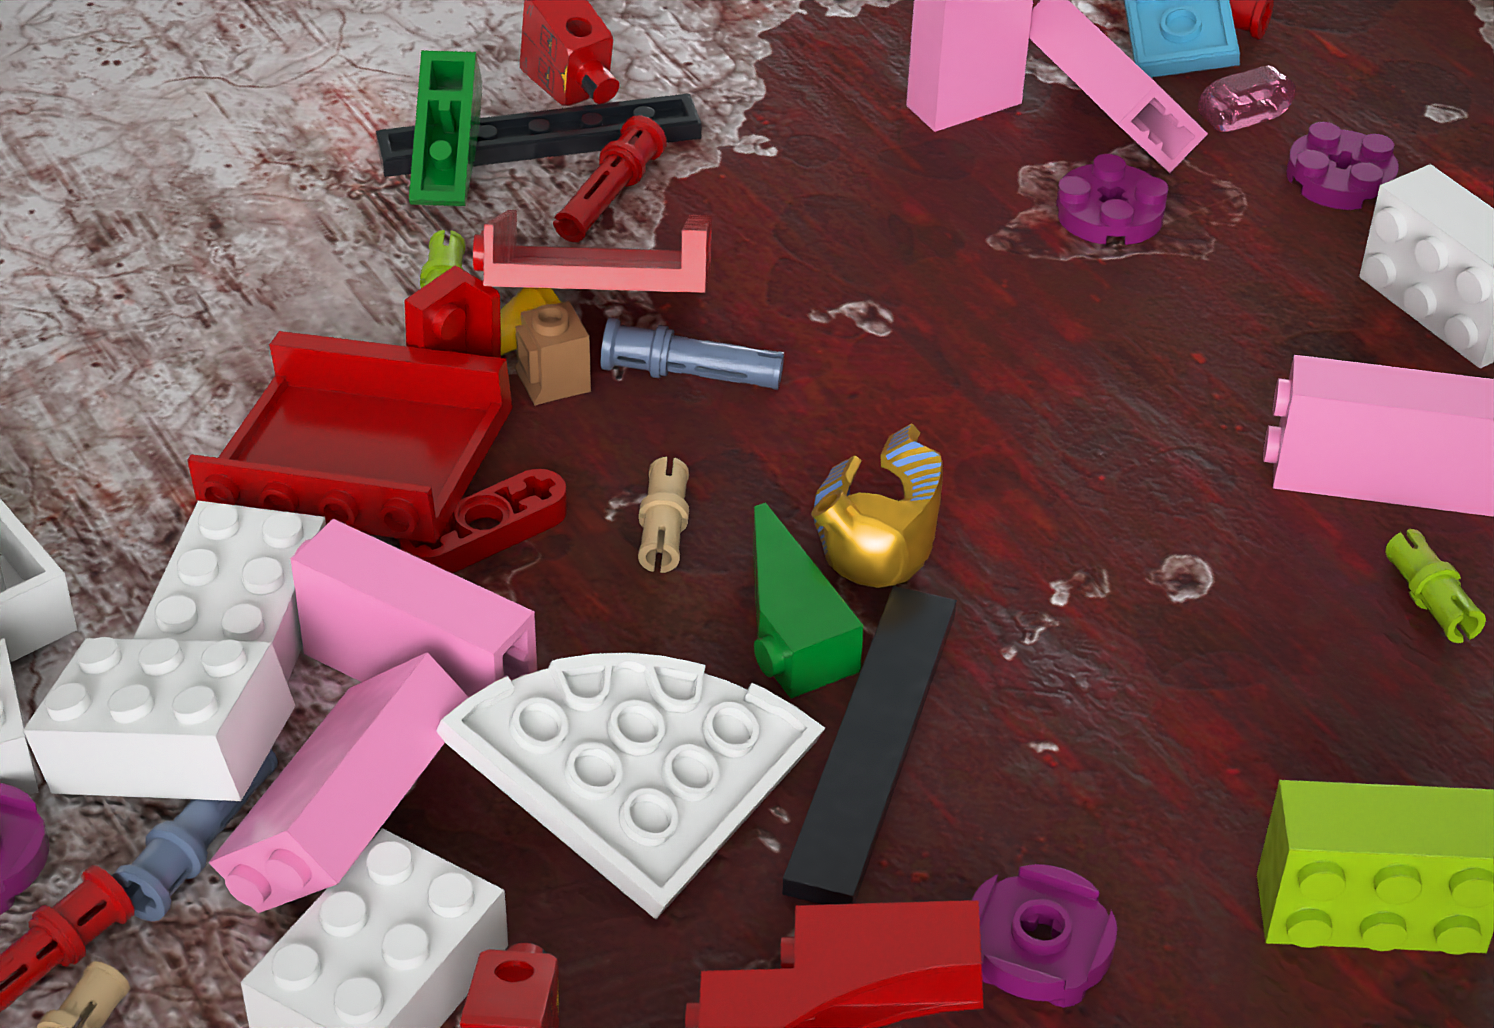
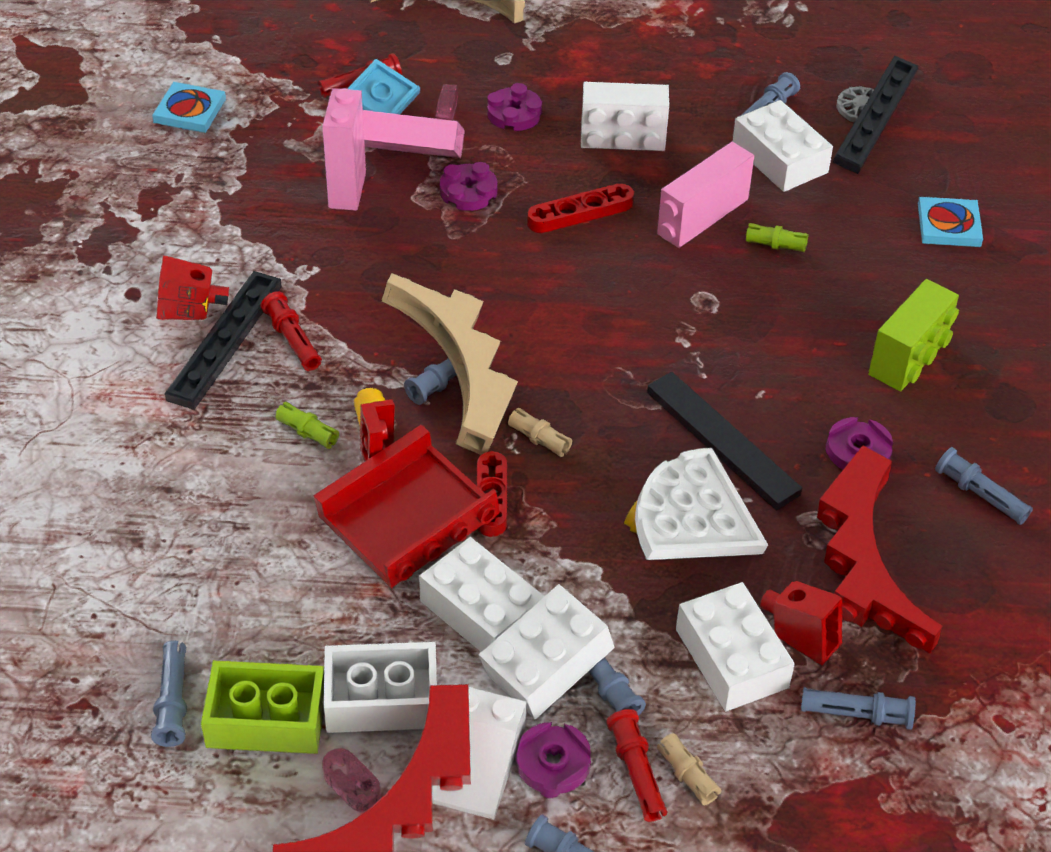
camera: 55 degrees left, 5 degrees up
(339, 786) = (639, 607): bright pink brick -> none
(379, 607) = (568, 540): bright pink brick -> none
(445, 127) = (213, 364): green slope -> none
(553, 353) = (410, 409): medium nougat window -> none
(591, 267) = (389, 357): panel -> none
(719, 355) = (470, 352): none -> tan arch
(802, 622) = (637, 421): green slope -> none
(875, 536) = (629, 371): pearl gold piece -> none
(1152, 308) = (548, 215): none -> red beam

